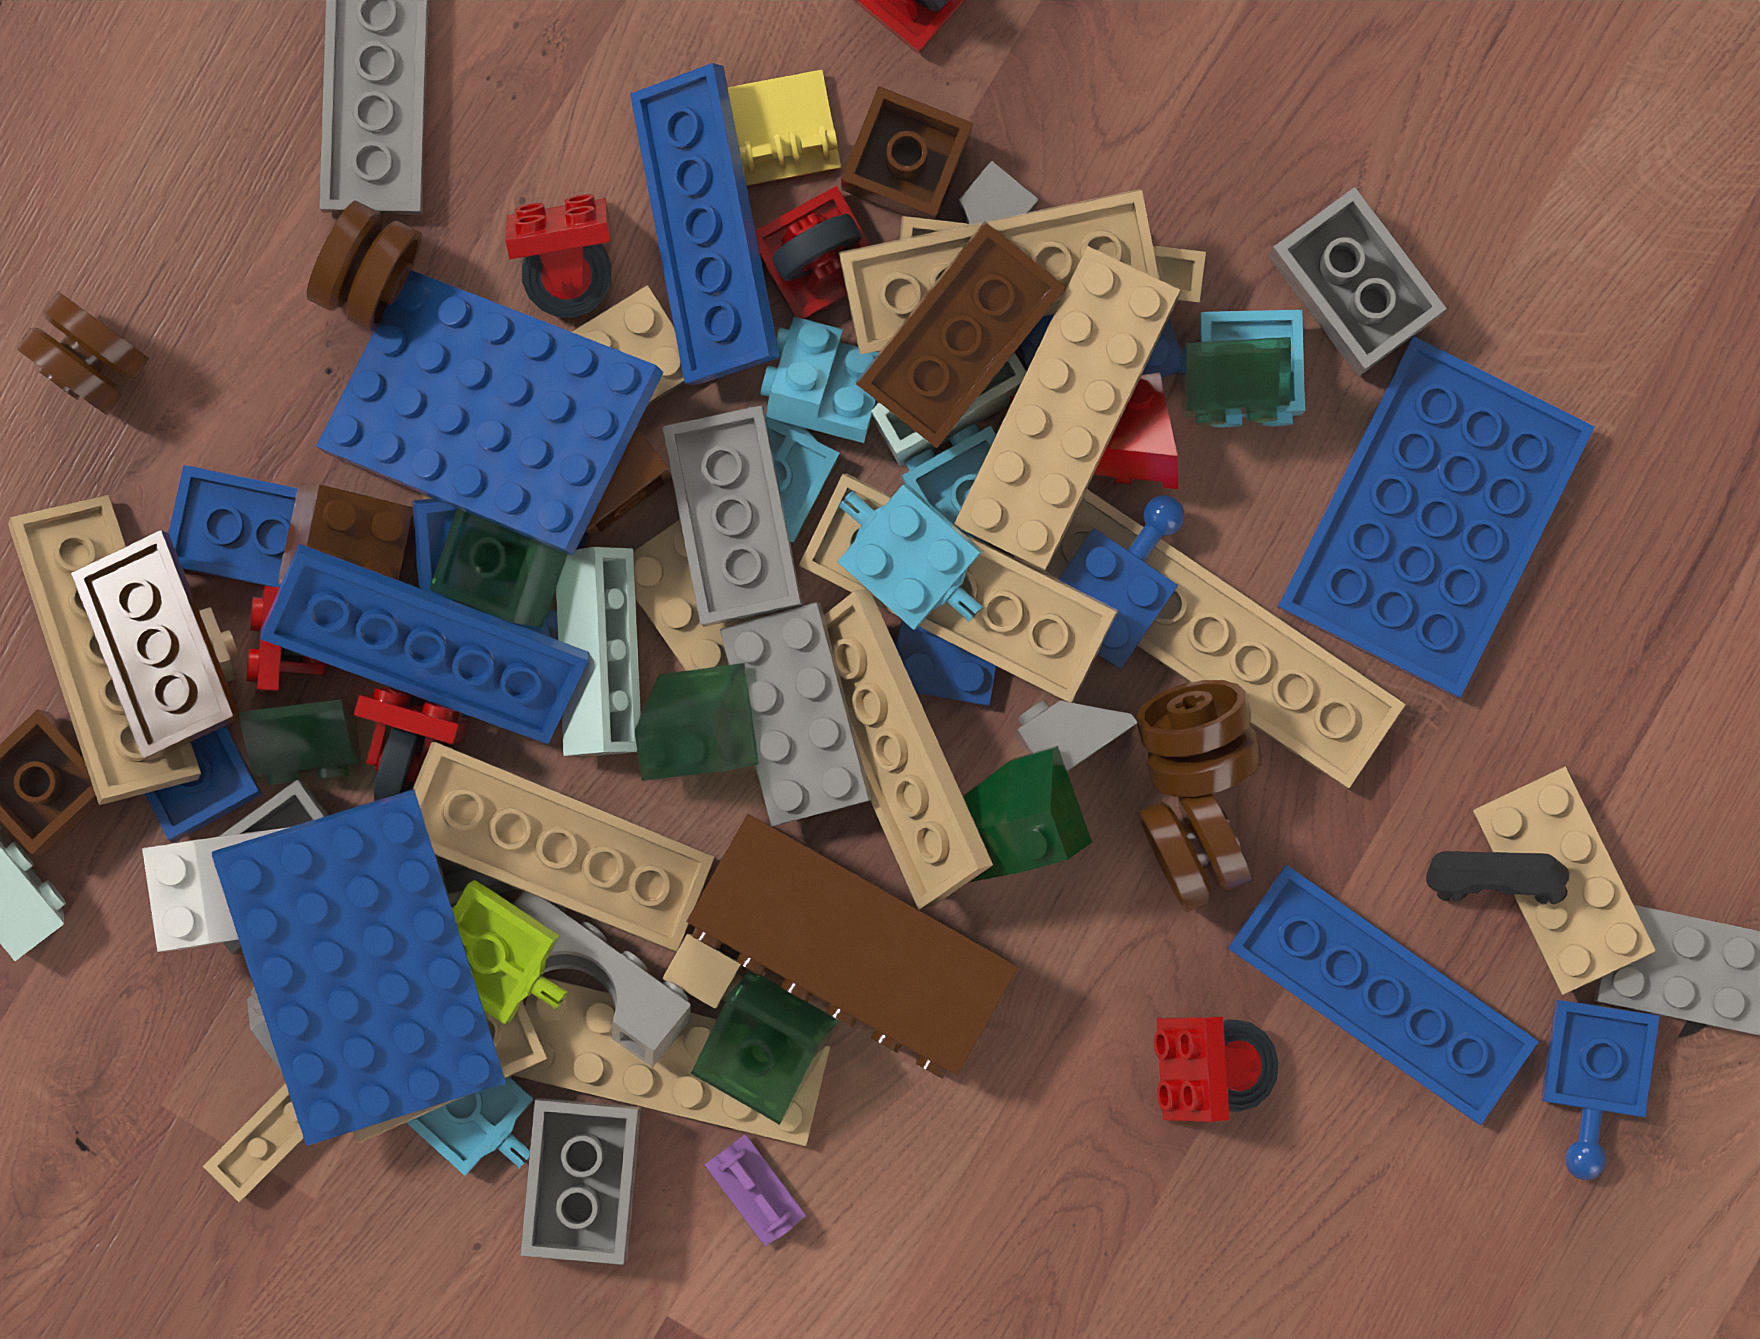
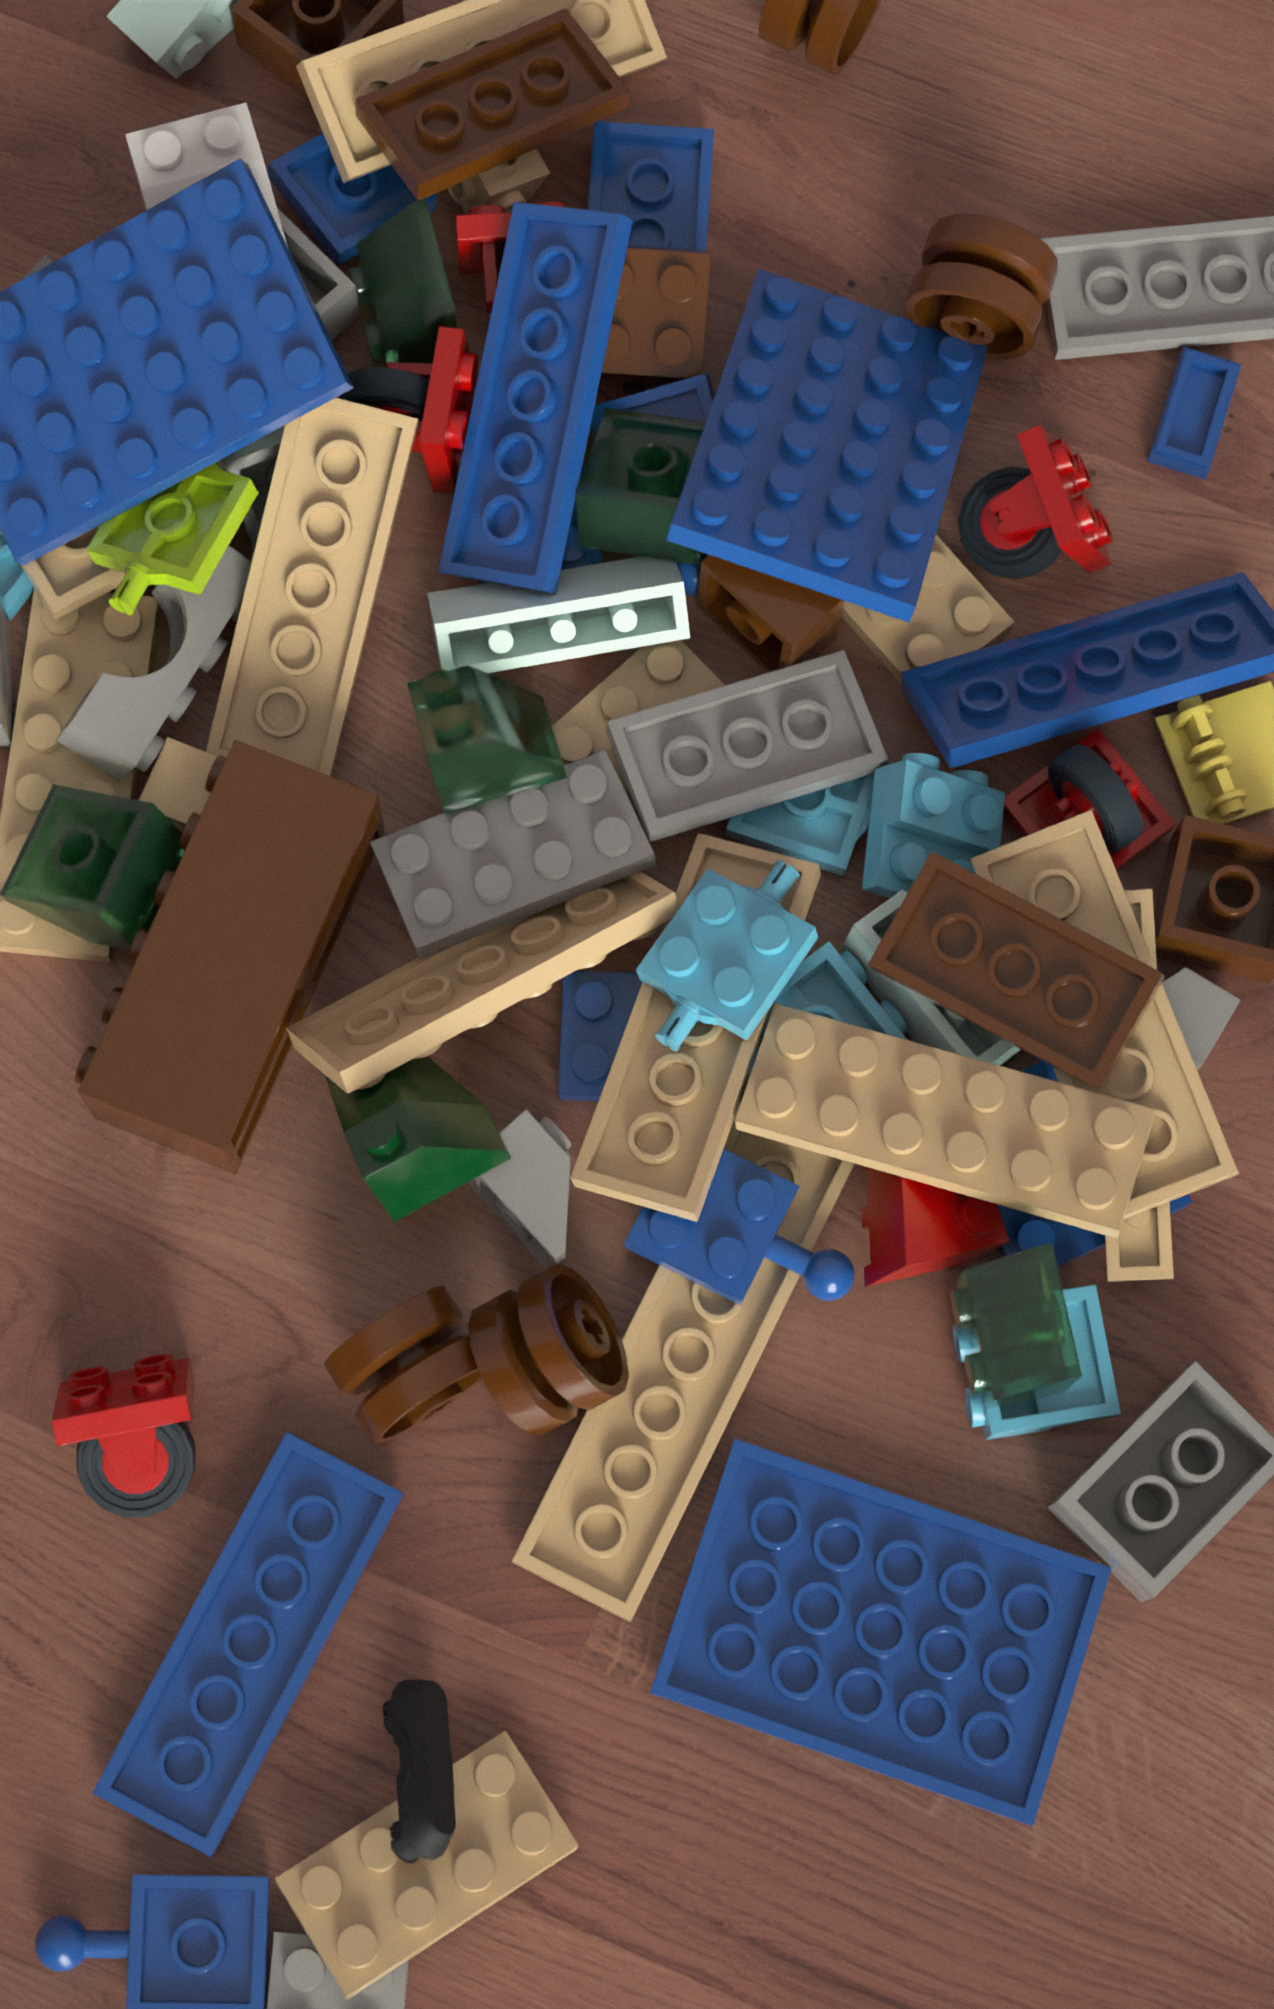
camera: 75 degrees right, 10 degrees down
(483, 108) = (1194, 412): none -> blue tile

